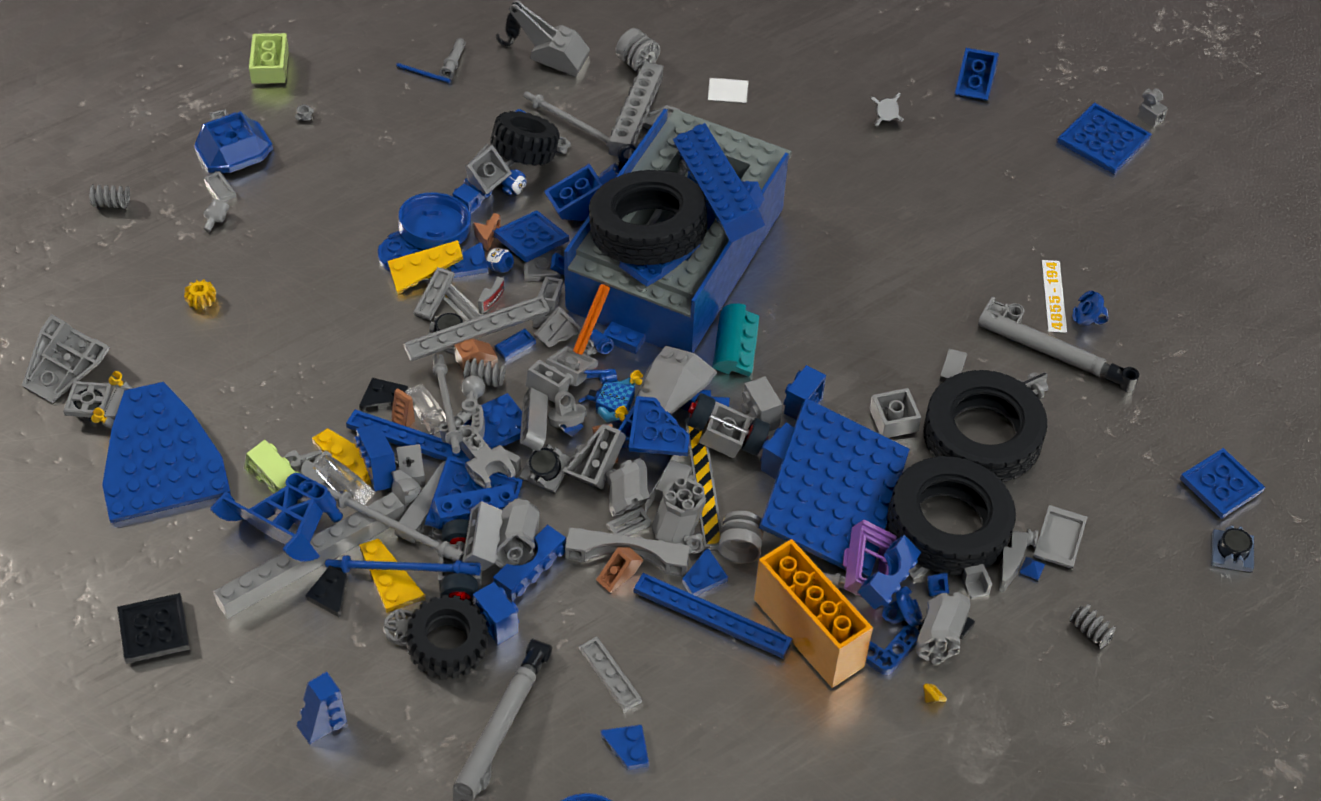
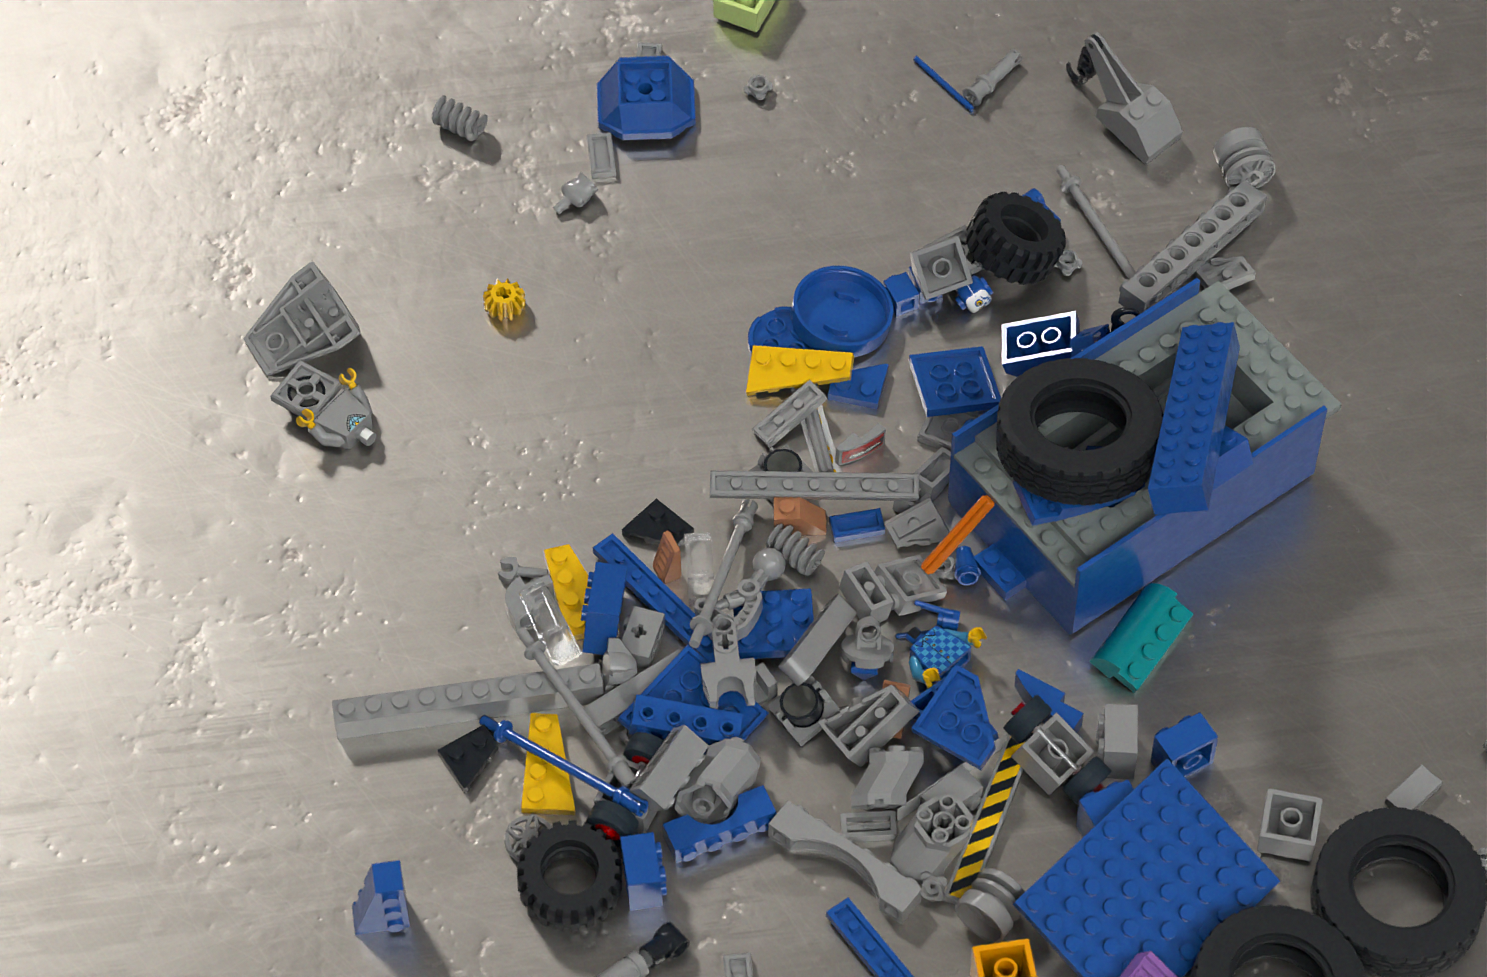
camera: 30 degrees right, 5 degrees up
(153, 628) = (248, 715): black plate -> none
(159, 456) = (353, 500): blue piece -> none
(268, 466) = (476, 576): yellowish green wedge -> none
(284, 503) = (465, 625): blue piece -> none
(485, 233) = (899, 353): nougat slope -> none
(500, 260) = (897, 400): blue head -> none
(619, 568) = (823, 879): nougat slope -> none
(675, 378) = (1023, 661): light grey wedge -> none
(704, 574) = (924, 932): blue wing -> none
(728, 90) = (1344, 264): white sticker -> none

